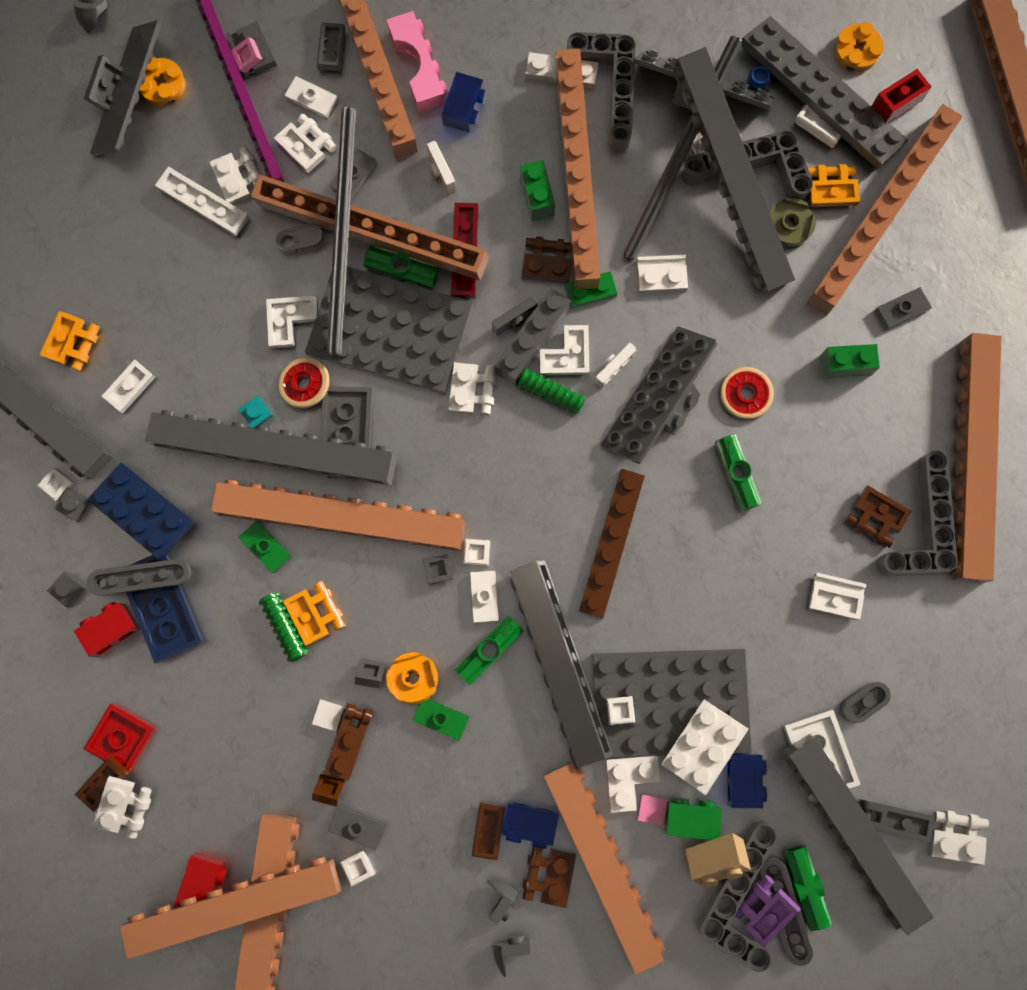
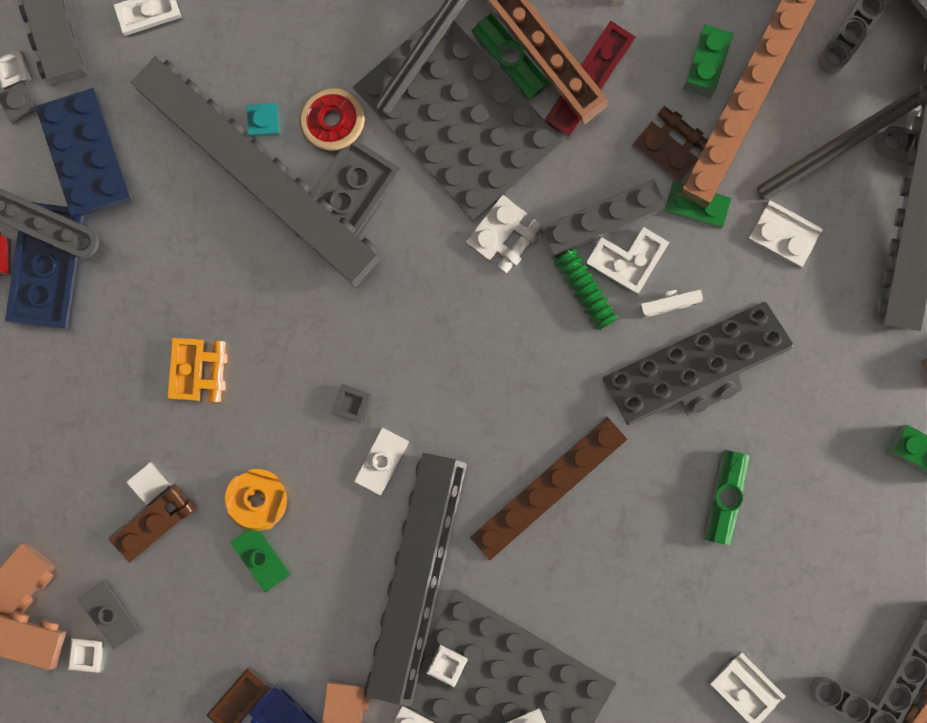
camera: 30 degrees right, 5 degrees up
(265, 547) = (188, 269): green plate -> none
(283, 314) = (354, 32): white plate -> none
(283, 627) = (156, 364): green piece -> none
(328, 790) = (102, 559): reddish brown plate -> none
(339, 516) = (282, 285): nougat brick -> none
(370, 673) = (216, 468): dark grey plate -> none
(476, 552) = (402, 410): white tile -> none
(501, 637) = (331, 524): green piece -> none
(514, 317) = (597, 185): dark grey plate -> none
(735, 403) = (811, 418): red wheel -> none
(881, 509) = (853, 629): reddish brown plate -> none

